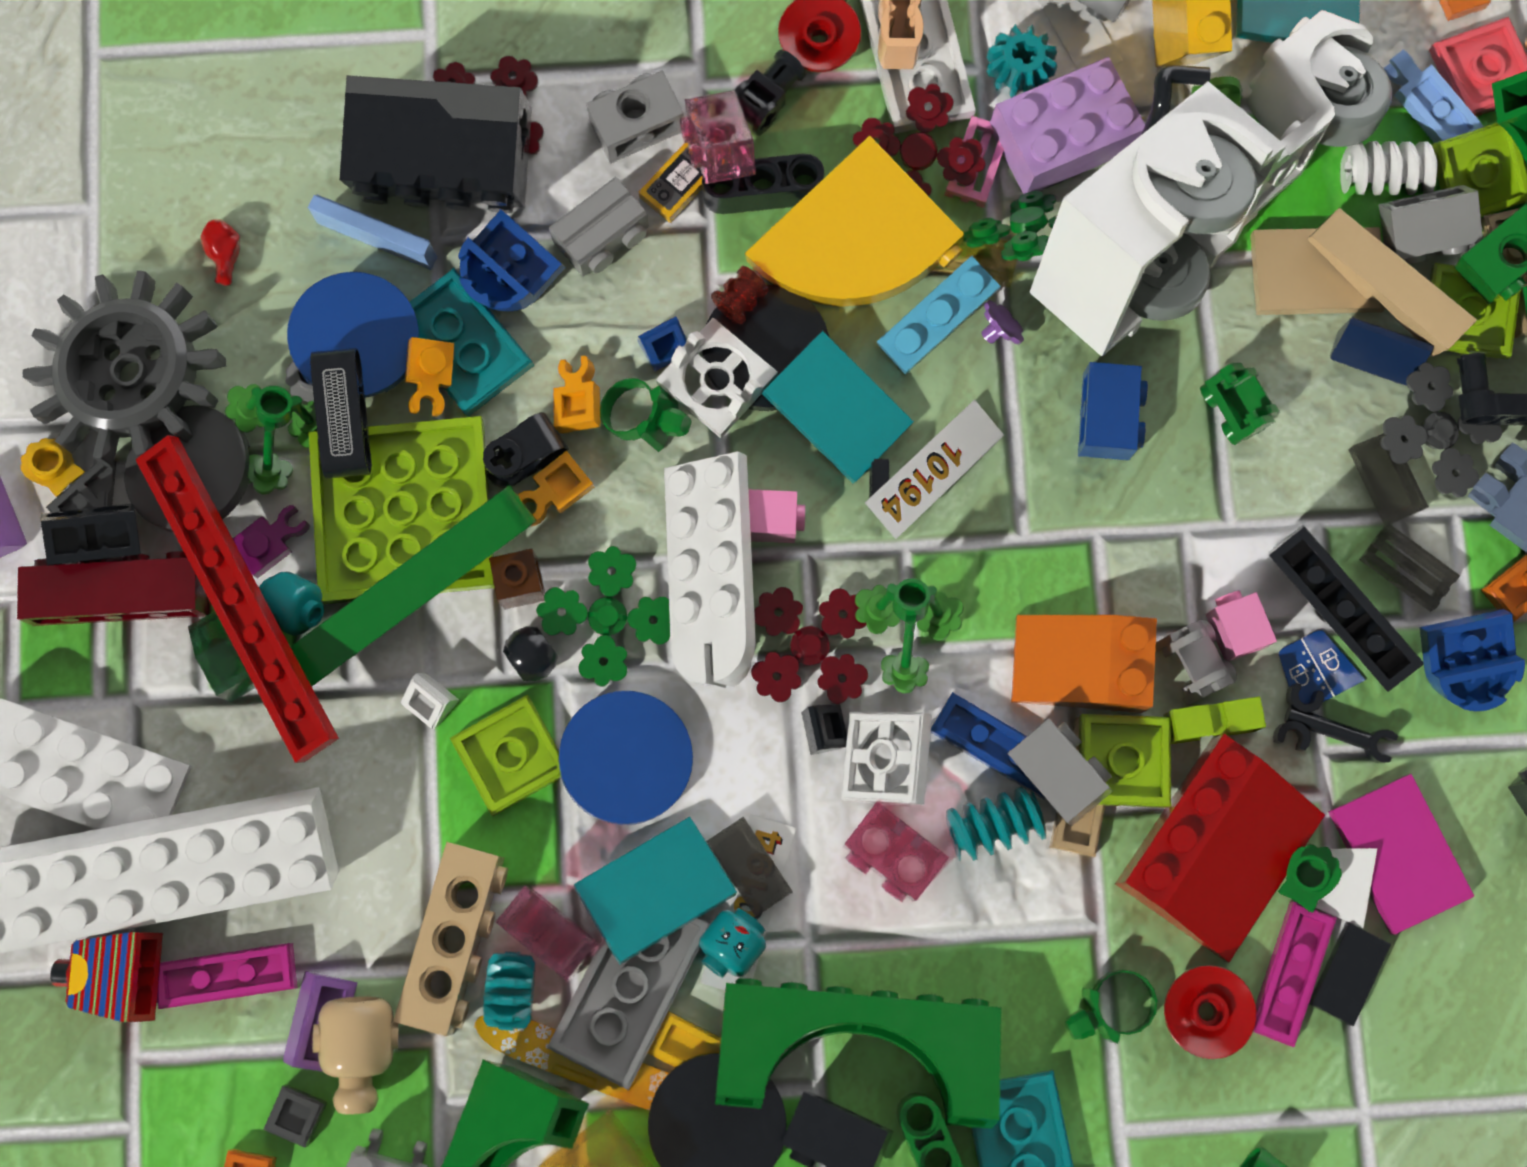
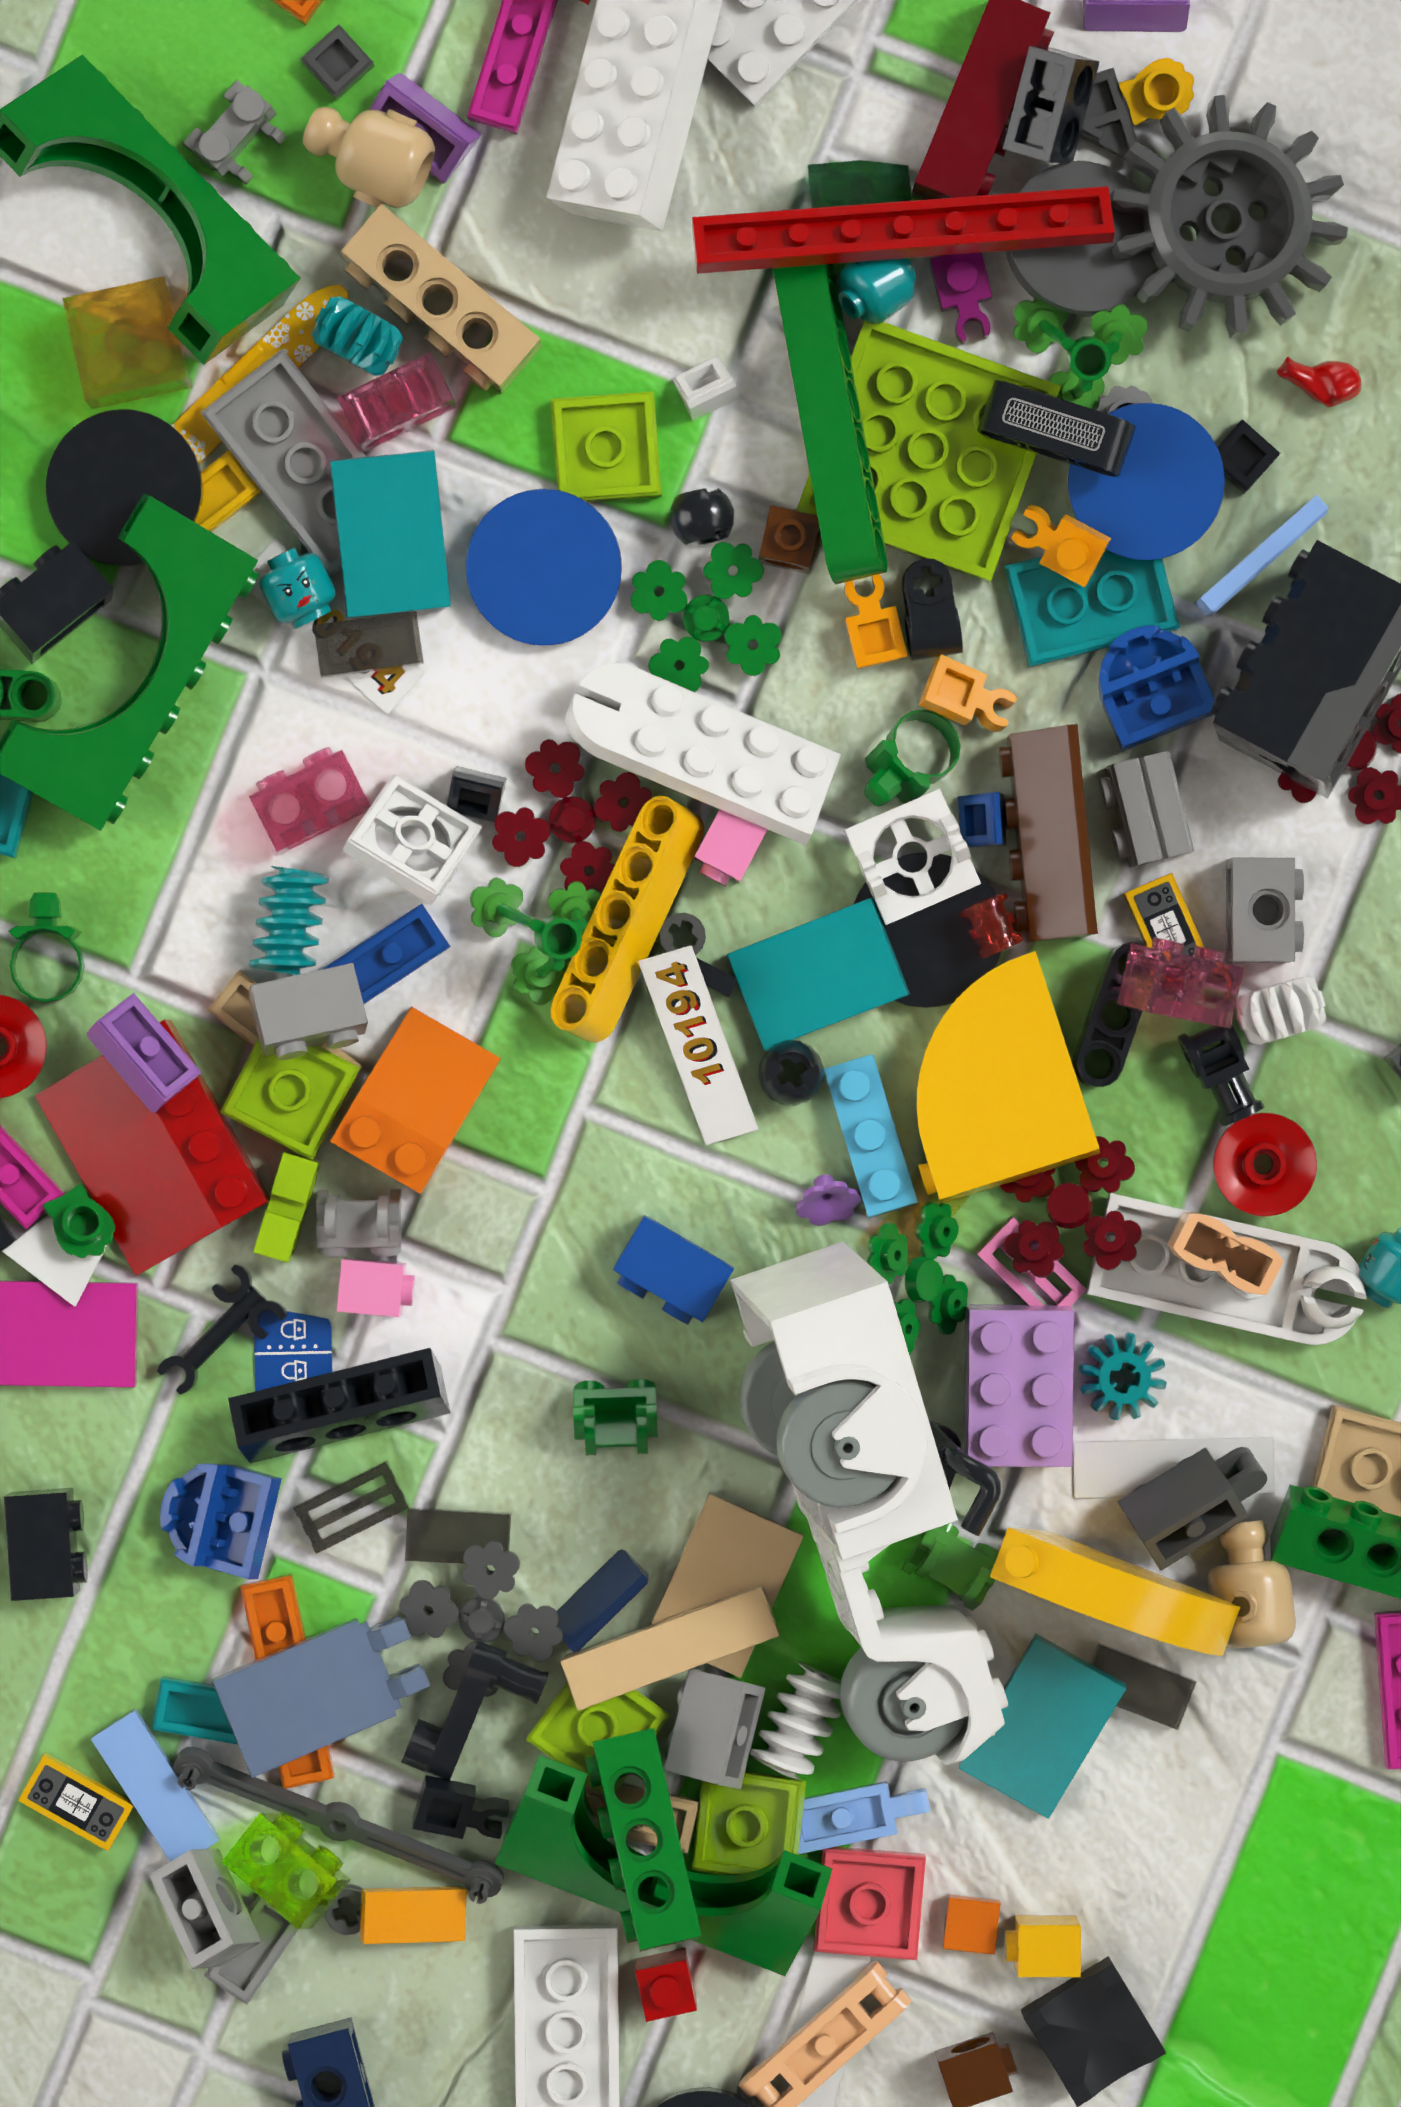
camera: 120 degrees right, 10 degrees up
(300, 276) = (1245, 456): none -> black tile
(651, 281) = (1050, 834): none -> slope
(702, 64) = (1280, 1010): none -> white gear
(847, 514) = (697, 931): none -> dark grey bush
(848, 553) = (633, 895): none -> yellow beam
(915, 379) = (811, 1078): none -> black piece
(1162, 883) = (143, 1053): none -> medium lavender slope

